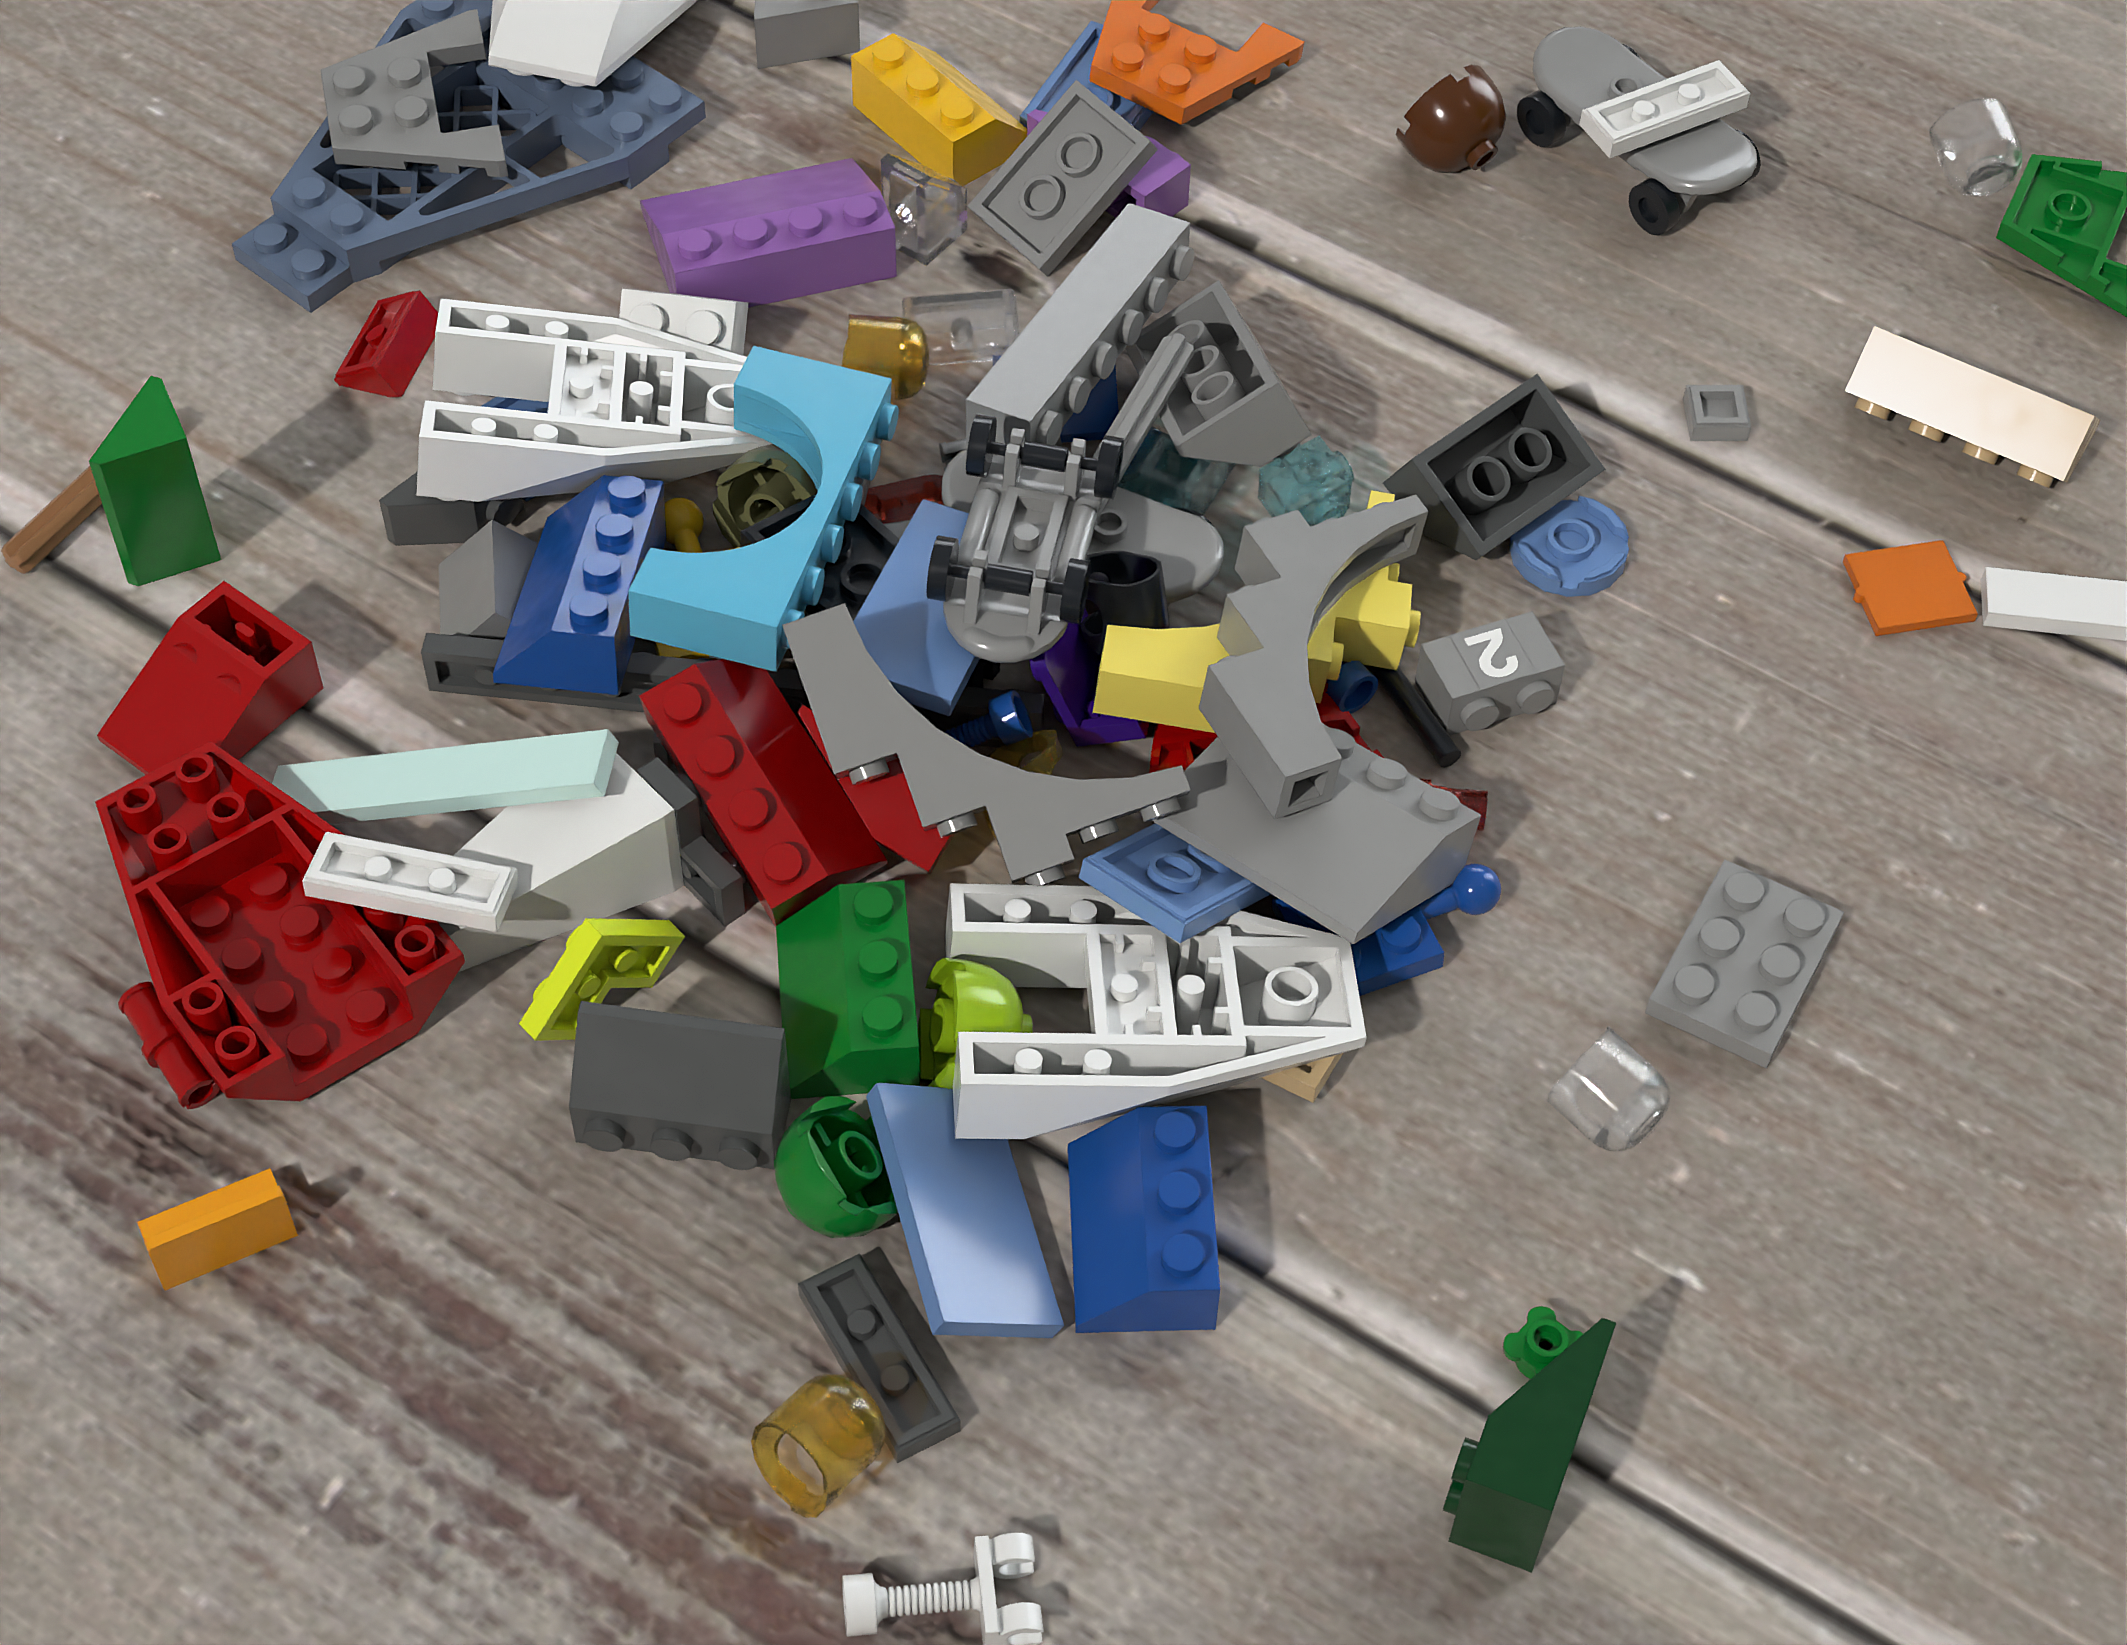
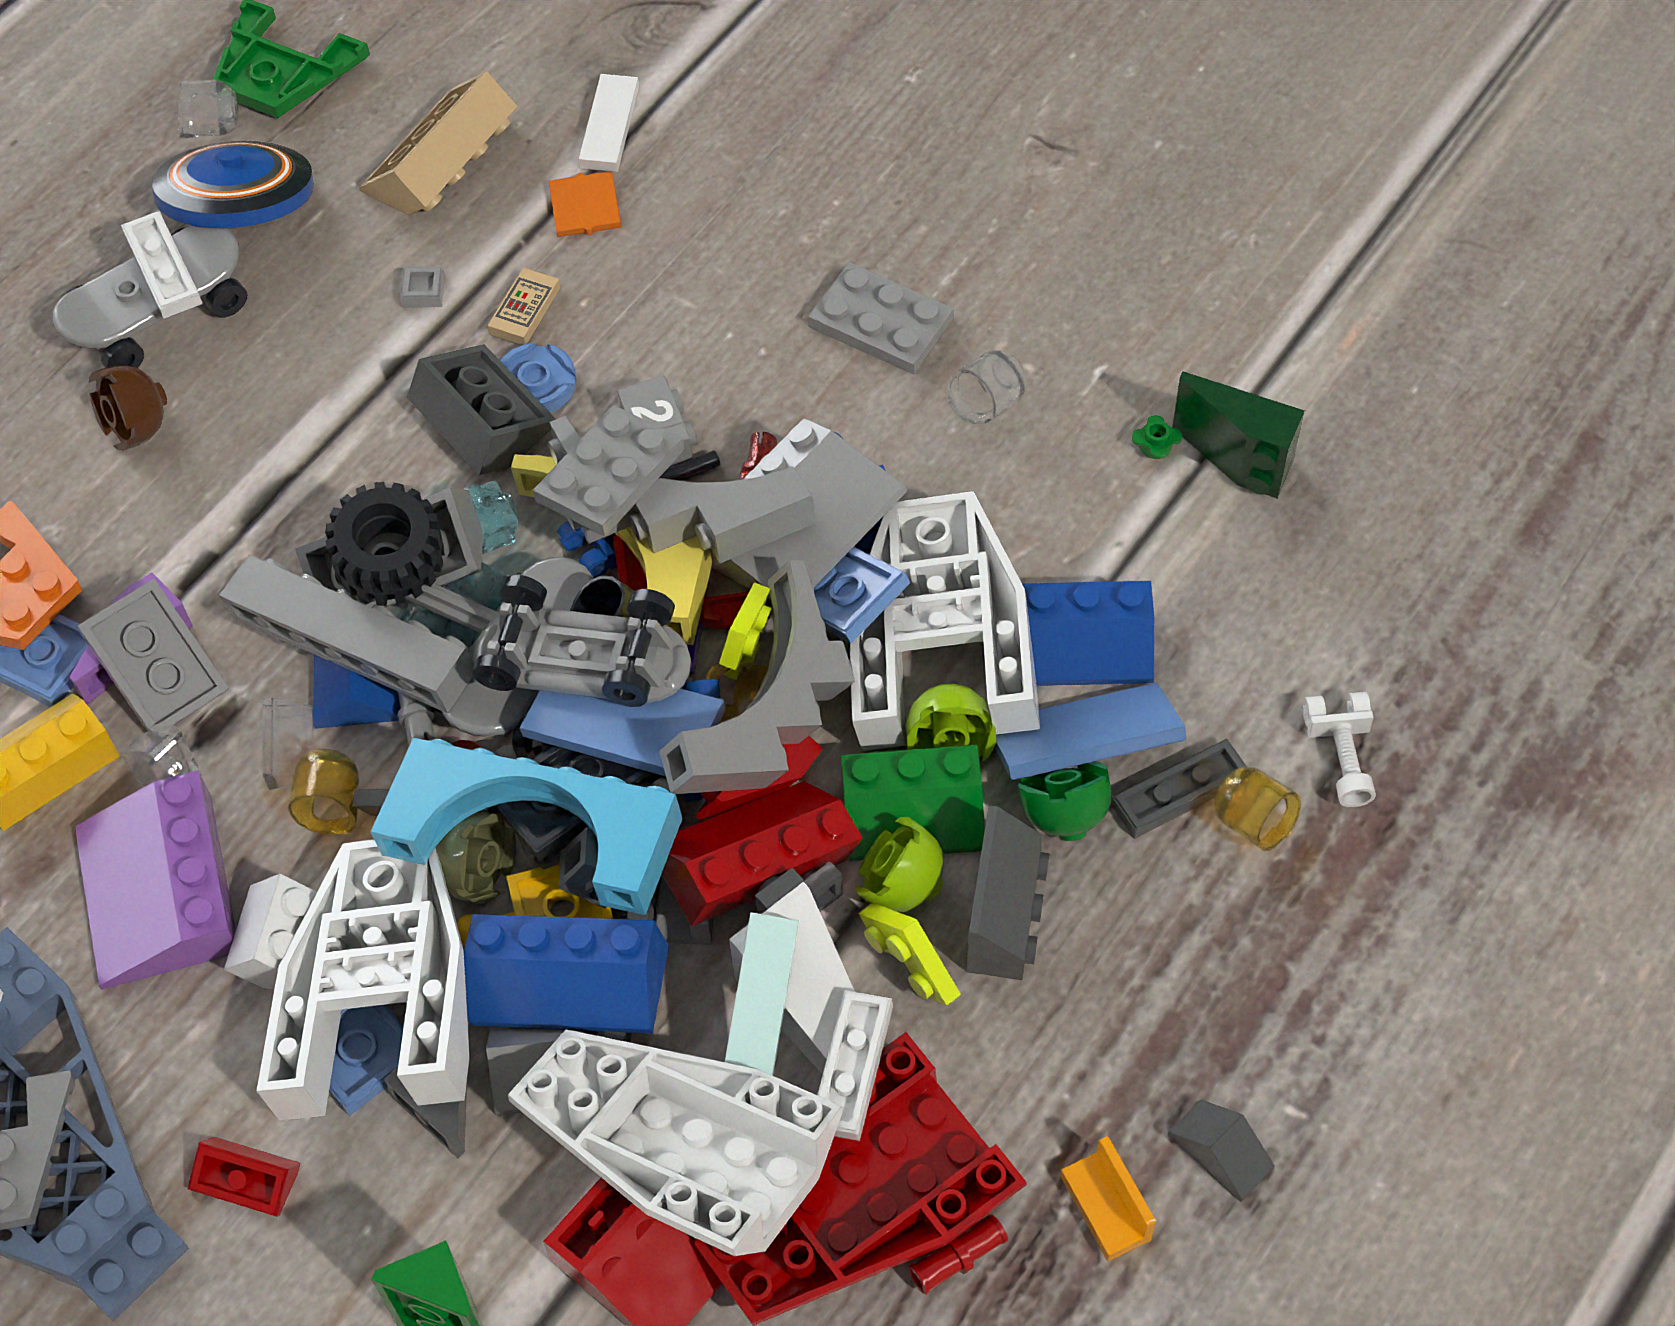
camera: 85 degrees left, 5 degrees up
(275, 1375) = (1223, 1147): none -> dark grey slope
(308, 689) = (684, 1134): none -> white wedge
(730, 971) = (902, 868): none -> lime cylinder
(1092, 743) = (745, 631): none -> neon yellow plate
(1176, 286) = (377, 513): none -> black tyre
(1320, 548) = (608, 470): none -> light grey plate
(1697, 524) = (524, 306): none -> tan tile
(1841, 184) = (232, 184): none -> dish

